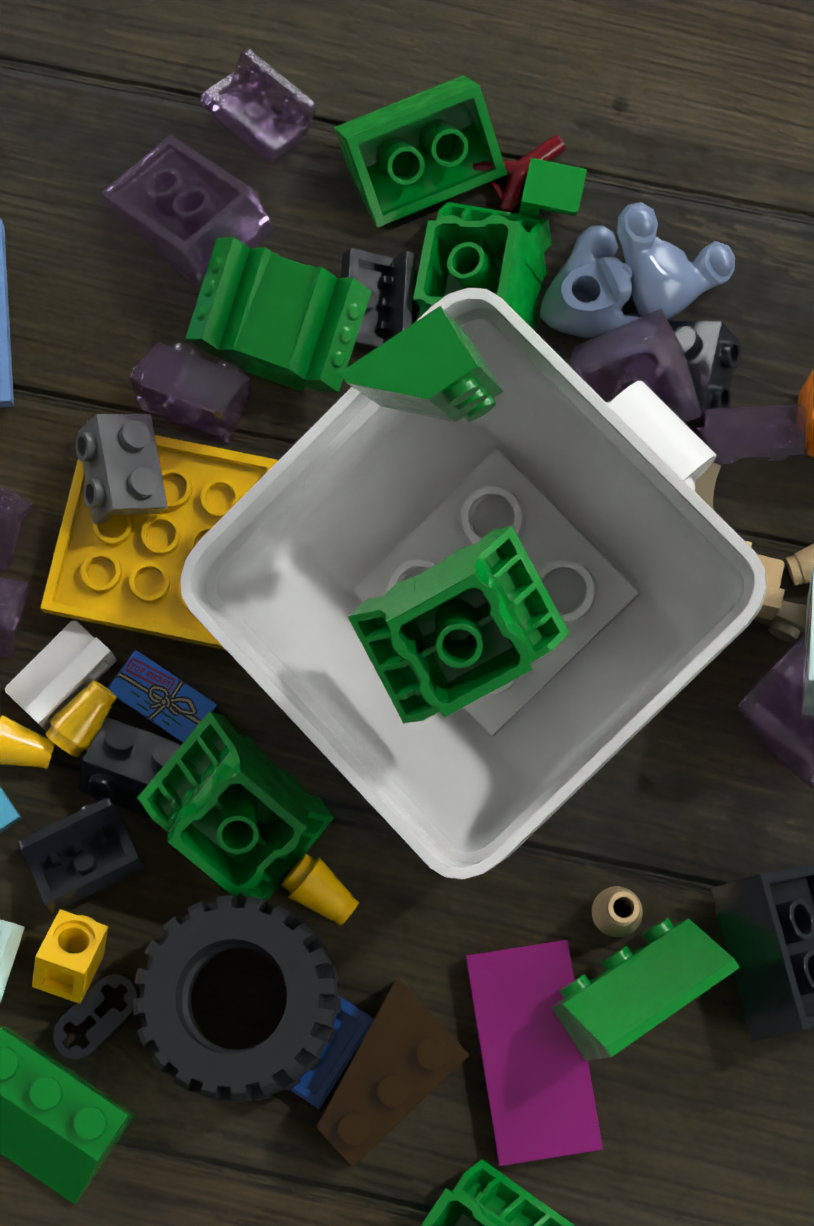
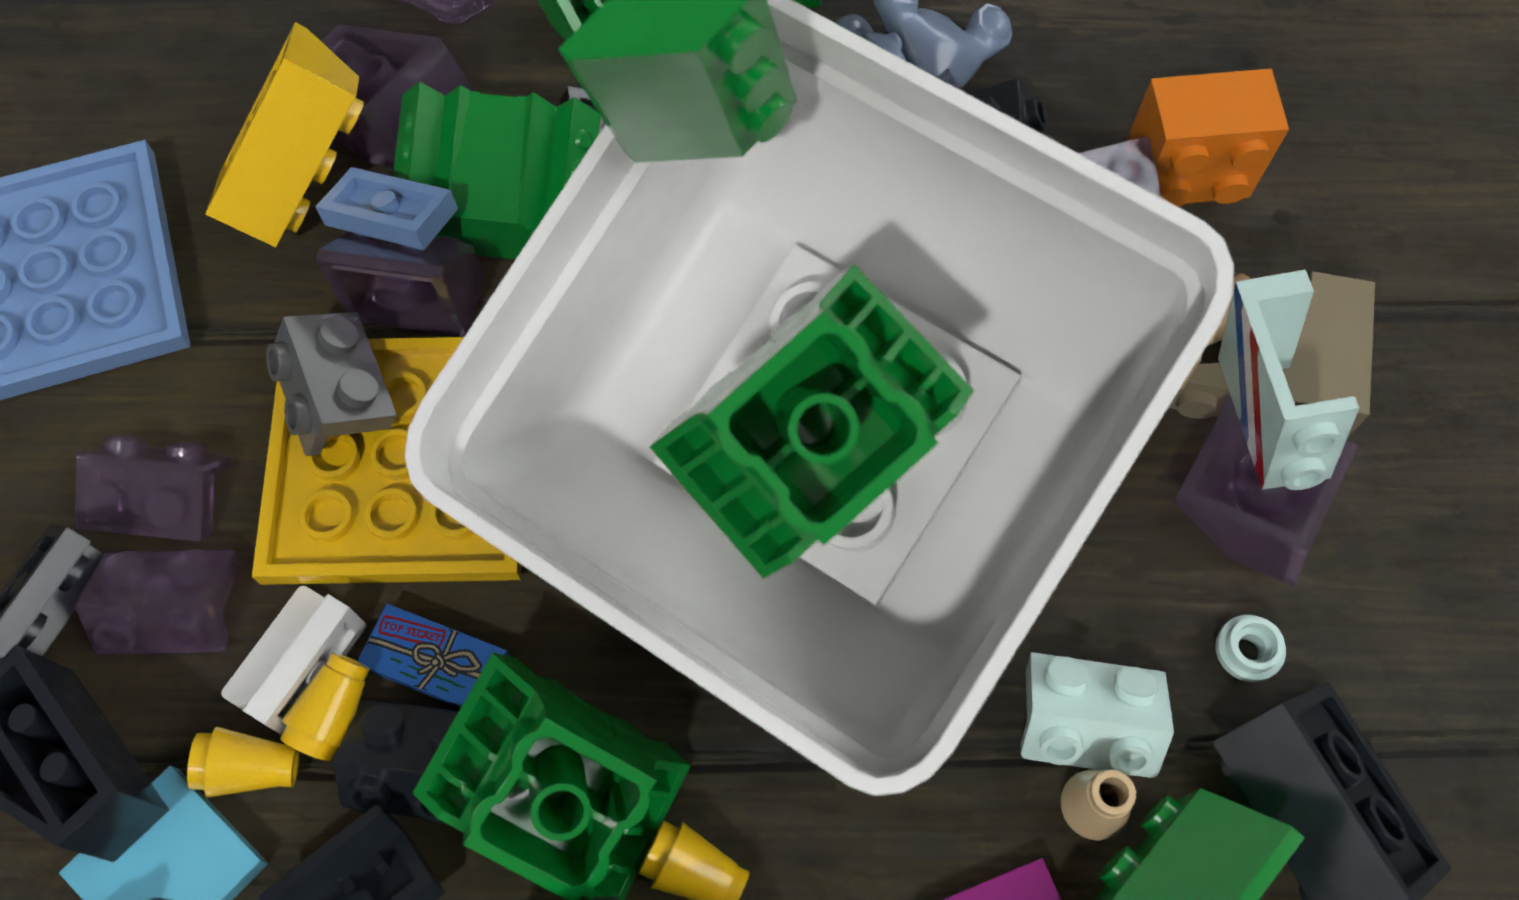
camera: 10 degrees left, 10 degrees down
(116, 252) = (286, 140): none -> yellow slope
(189, 338) = (387, 208): none -> medium blue plate
(635, 848) = (1096, 715): none -> light aqua bracket
(776, 815) = (1265, 638): none -> light aqua plate

